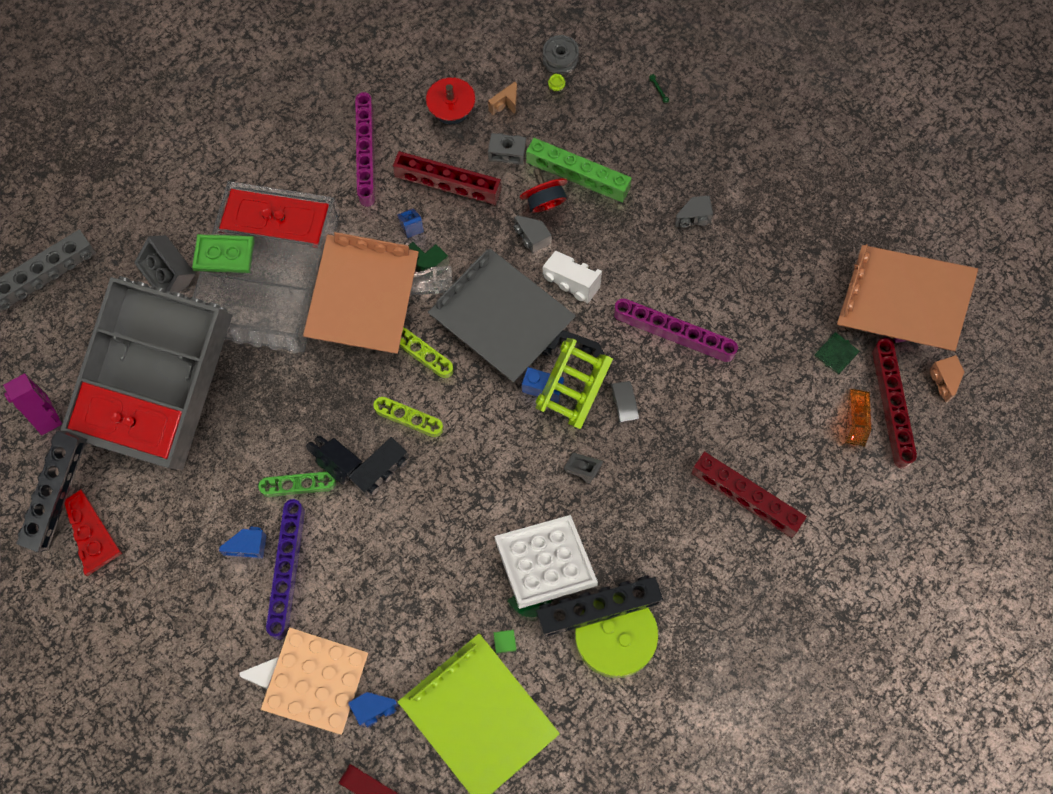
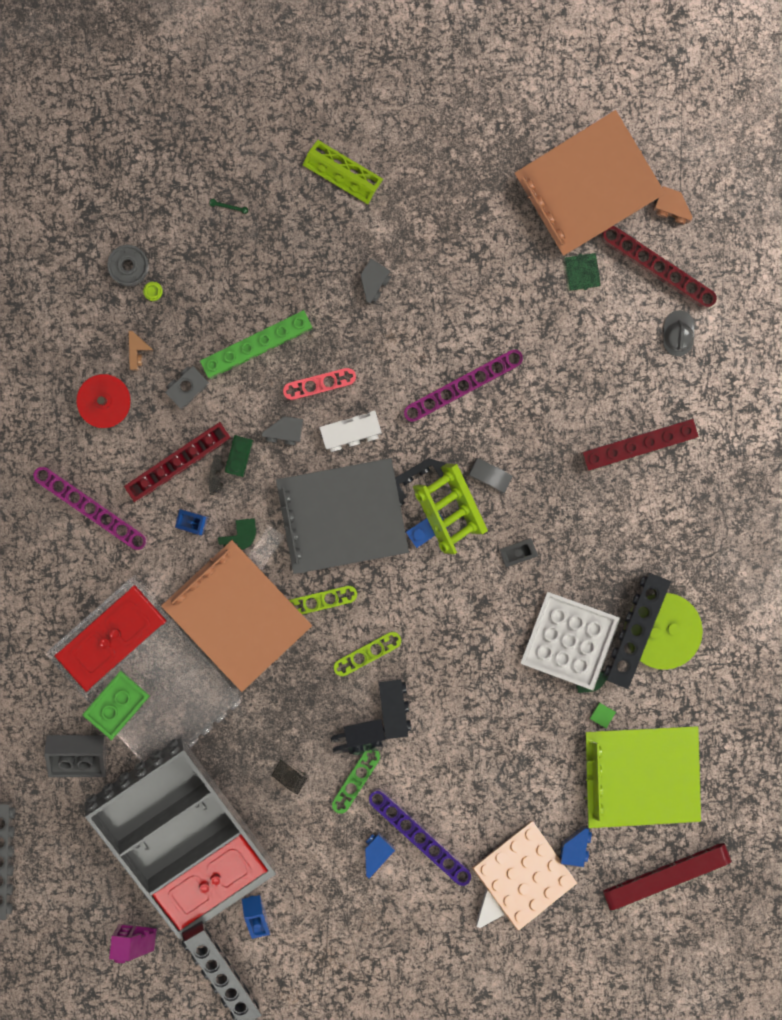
camera: 50 degrees left, 20 degrees up
(90, 533) = (277, 965): red wing -> none
(122, 488) = (255, 916): none -> blue slope
(262, 431) = (289, 776): none -> clear smoke slope
(452, 214) = (215, 483): none -> clear smoke slope
(486, 215) = (239, 456): none -> dark green brick
(546, 194) = (262, 395): piece -> none
(585, 235) = (320, 387): none -> coral beam
(748, 139) = (340, 173): none -> lime fence
(858, 418) = (647, 305): clear orange slope -> none
(858, 461) = (678, 333): none -> dark grey piece

